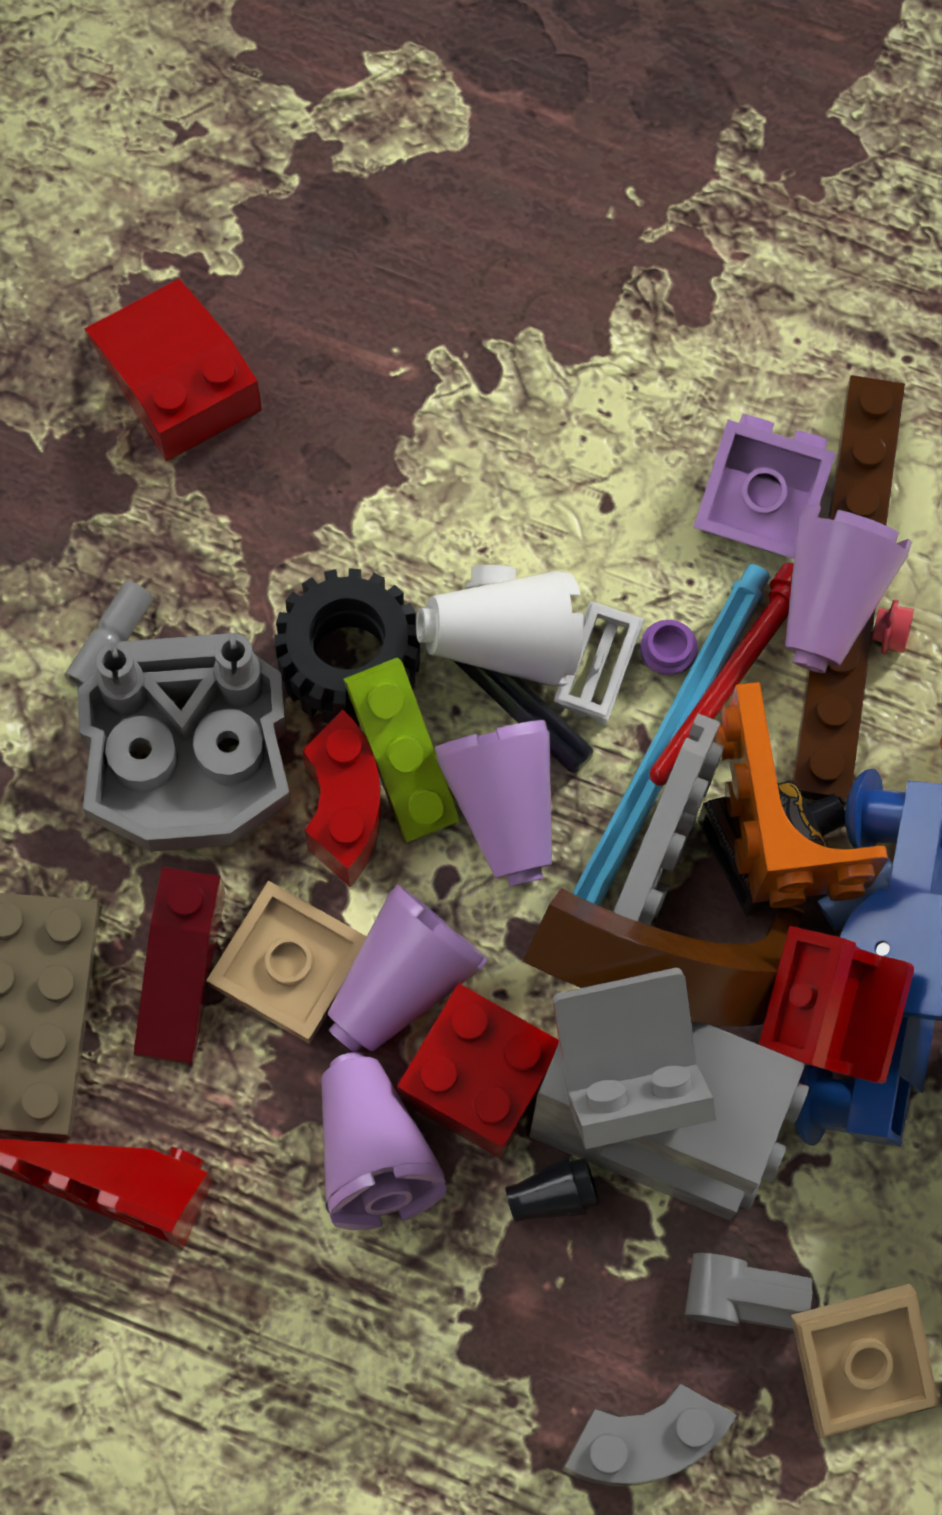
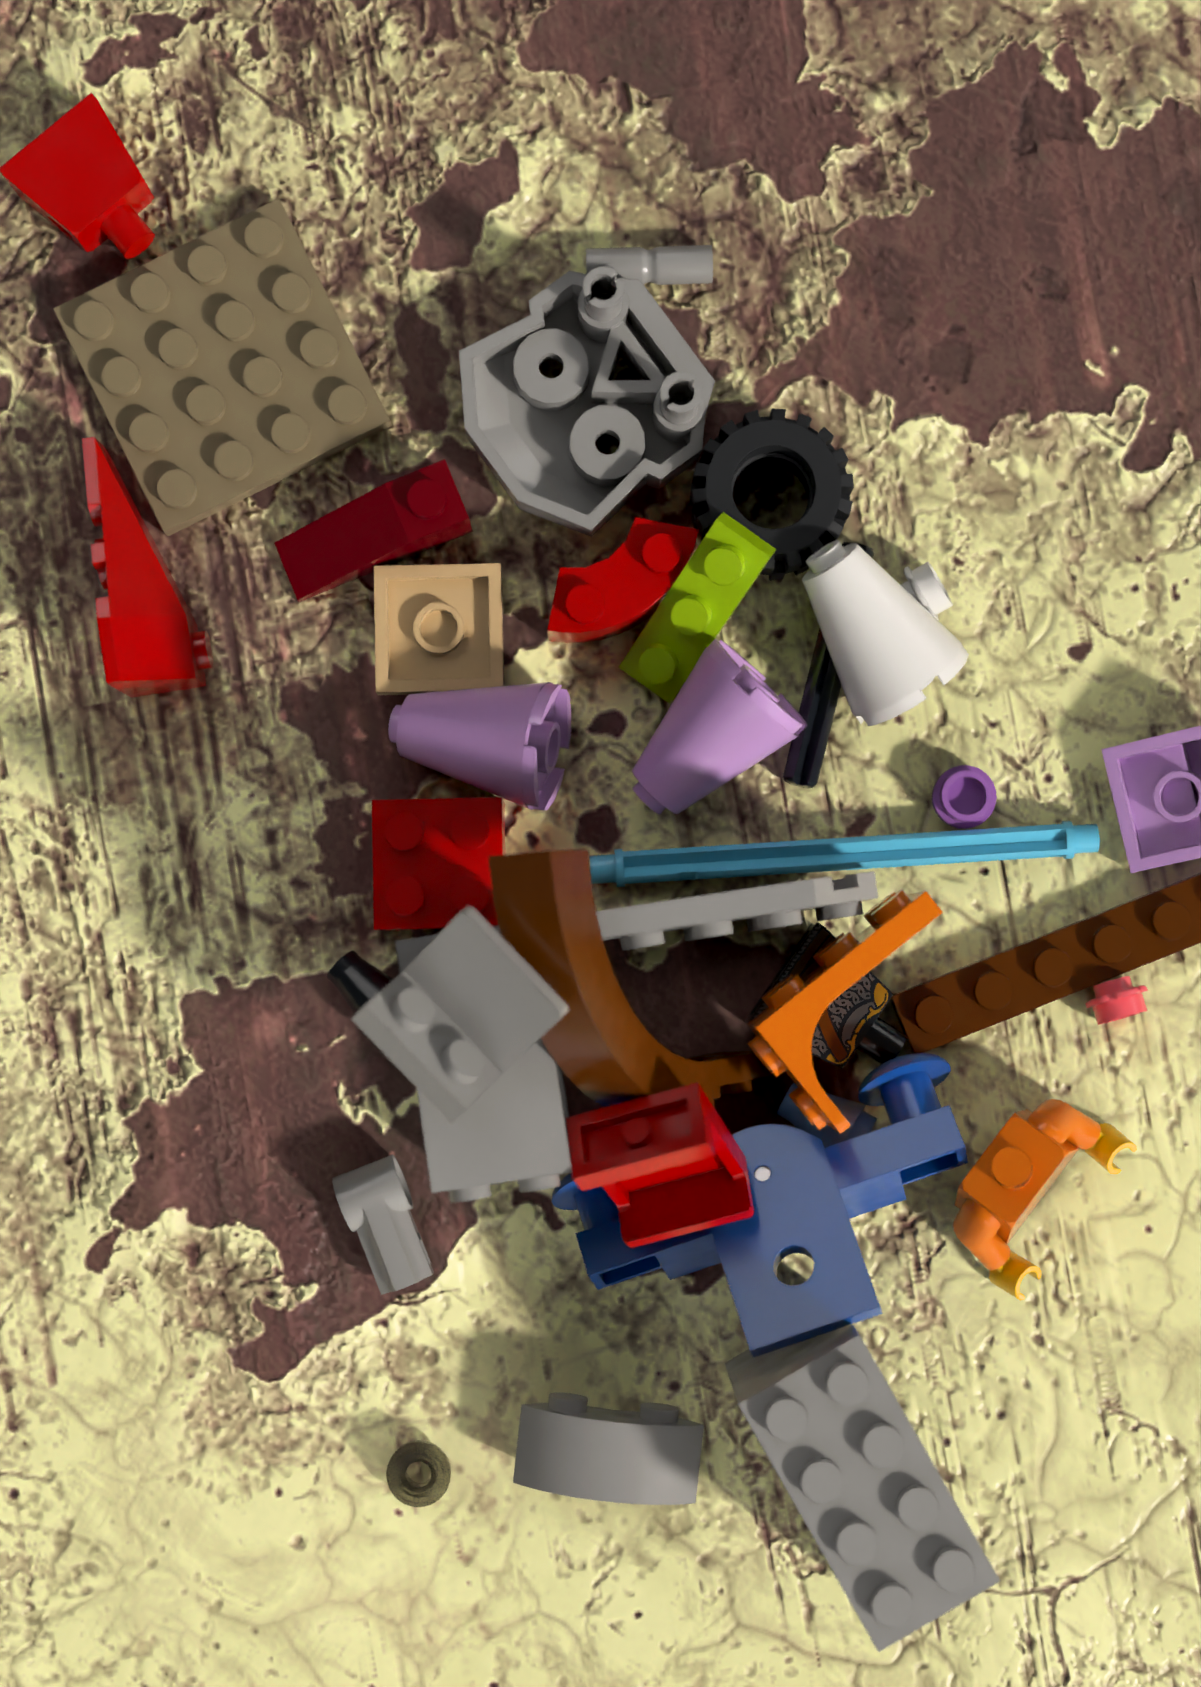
camera: 60 degrees right, 15 degrees up
(176, 368) = (958, 149): red slope -> none
(372, 1148) = (312, 808): lavender cone -> none
(583, 705) = (962, 728): white tile -> none
(648, 1445) = (197, 1213): light grey brick -> none
(733, 670) = (1093, 881): red piece -> none
(837, 583) = (1113, 924): lavender cone -> none
(865, 1360) = (387, 1363): tan tile -> none

